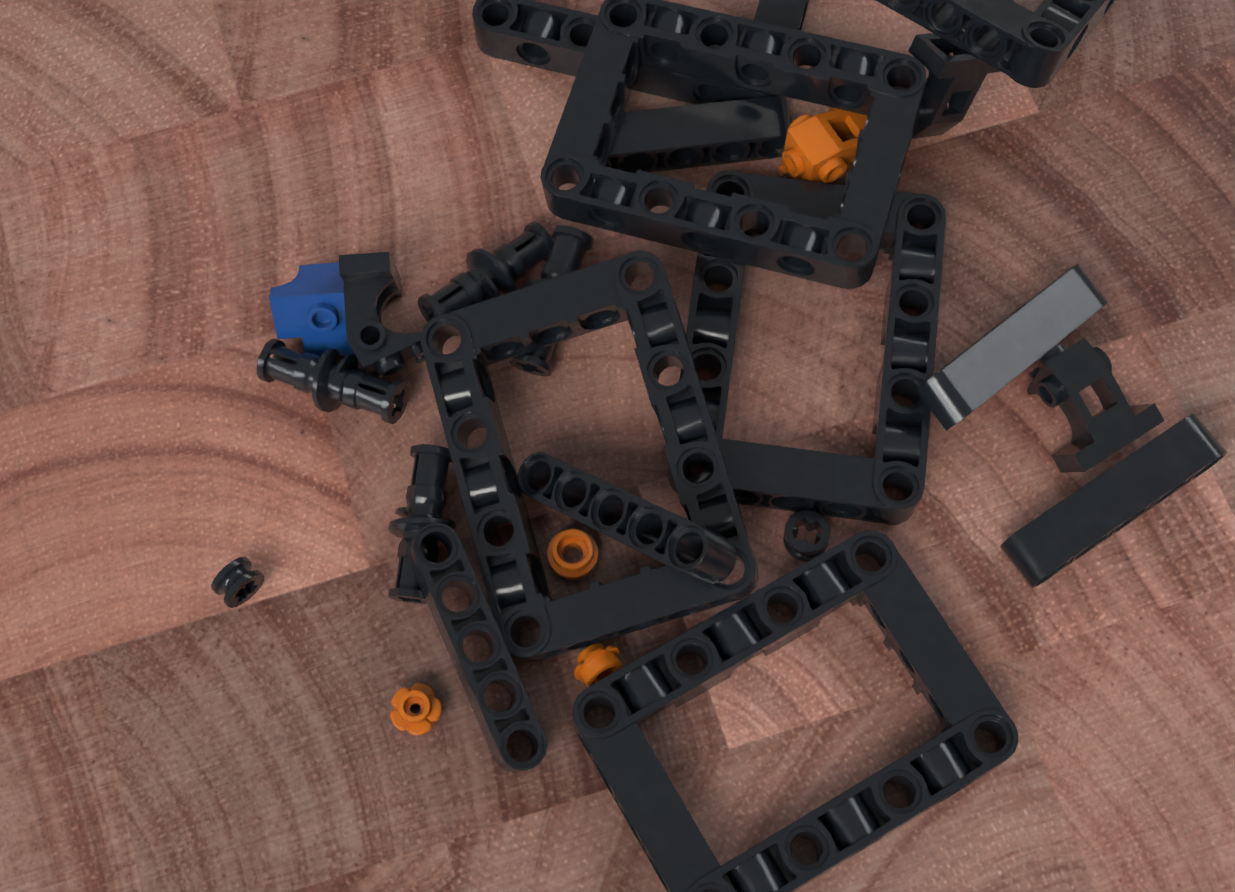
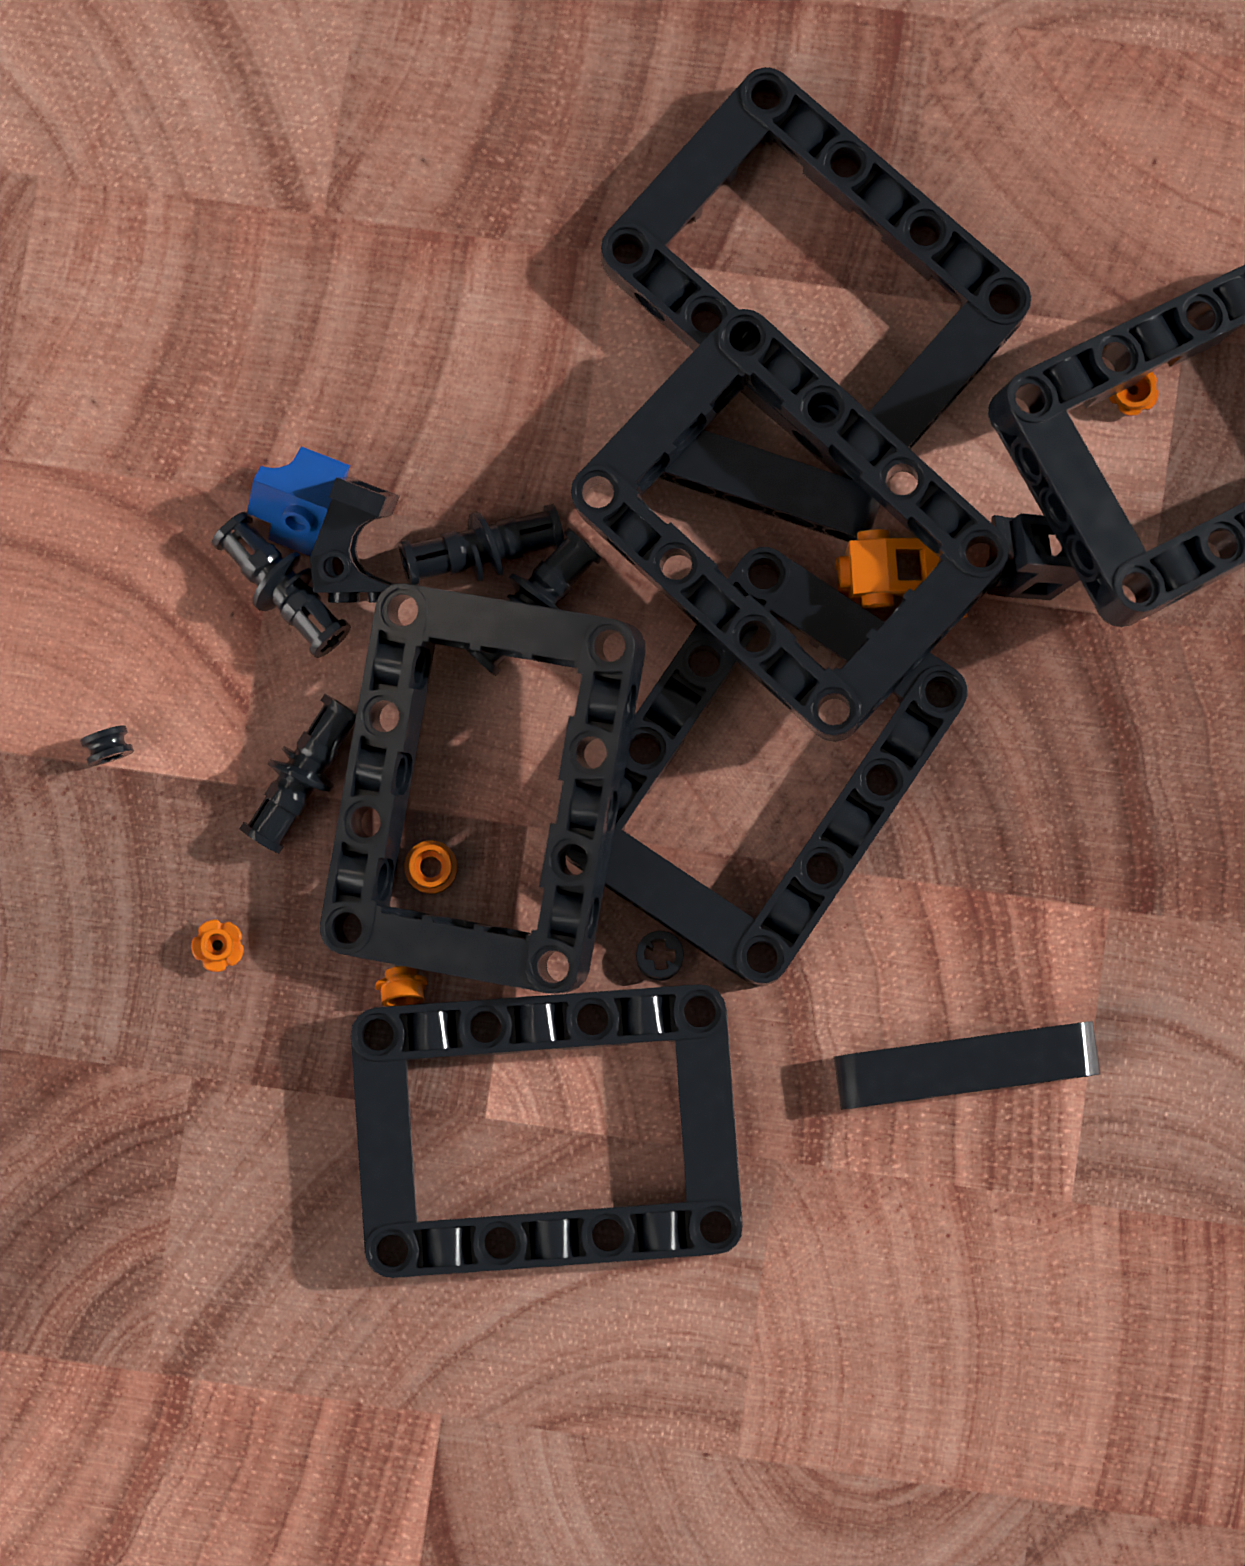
camera: 25 degrees right, 15 degrees up
(479, 621) = (302, 947): black beam -> none
(627, 518) = (484, 870): black beam -> none
(1011, 347) = (951, 871): beam -> none
(1097, 437) = (986, 928): black tile -> none

